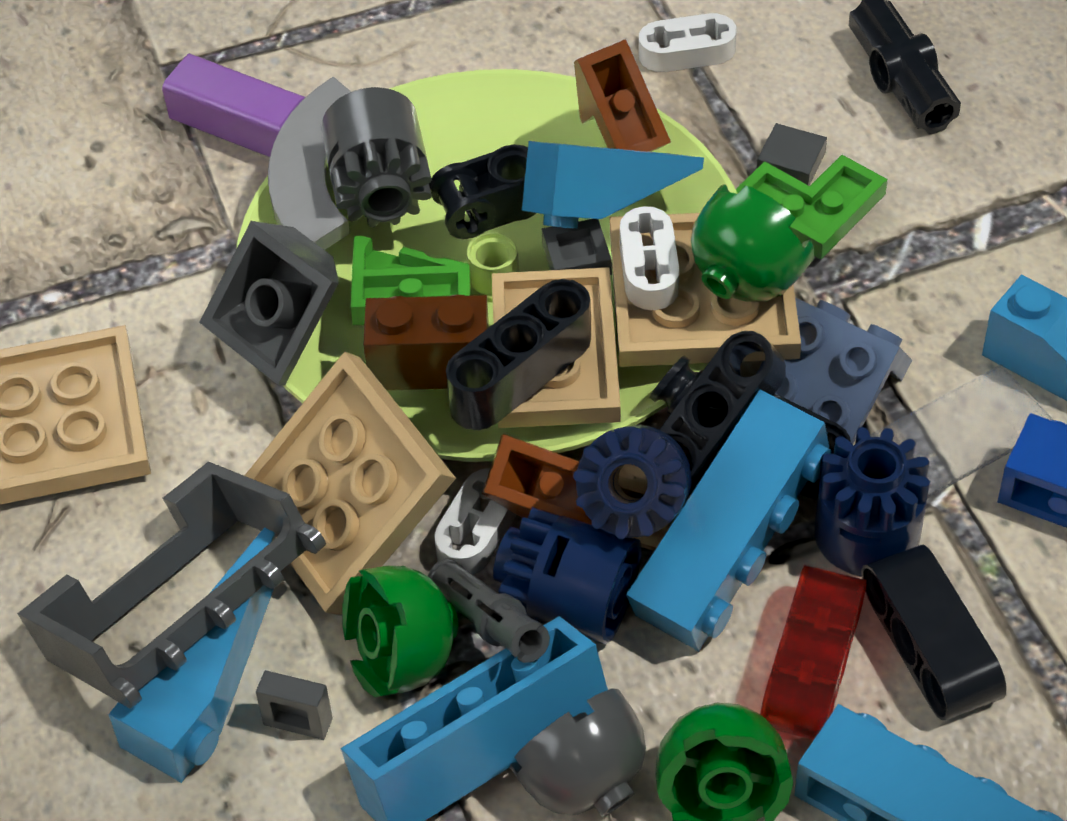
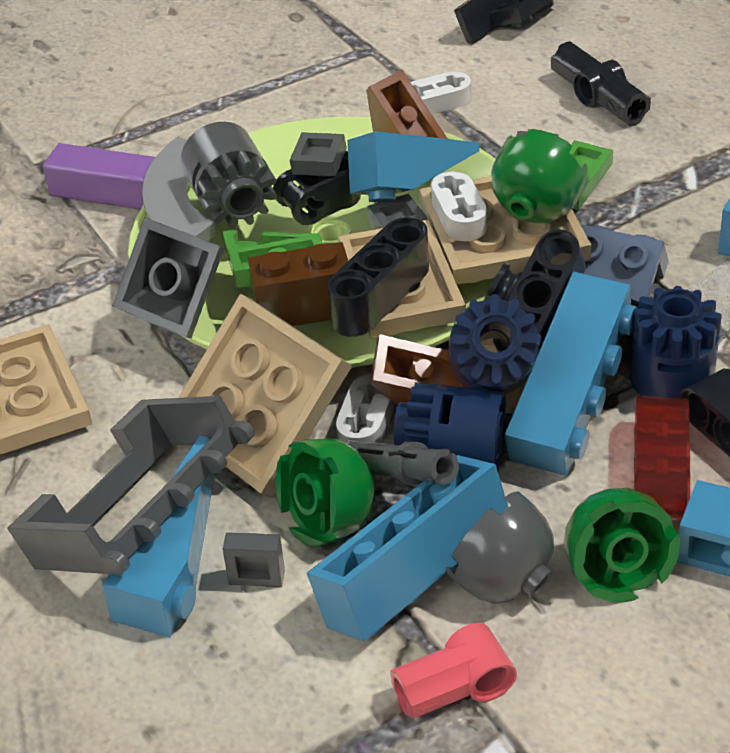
camera: 10 degrees left, 10 degrees down
(490, 151) = (318, 154): none -> dark grey tile

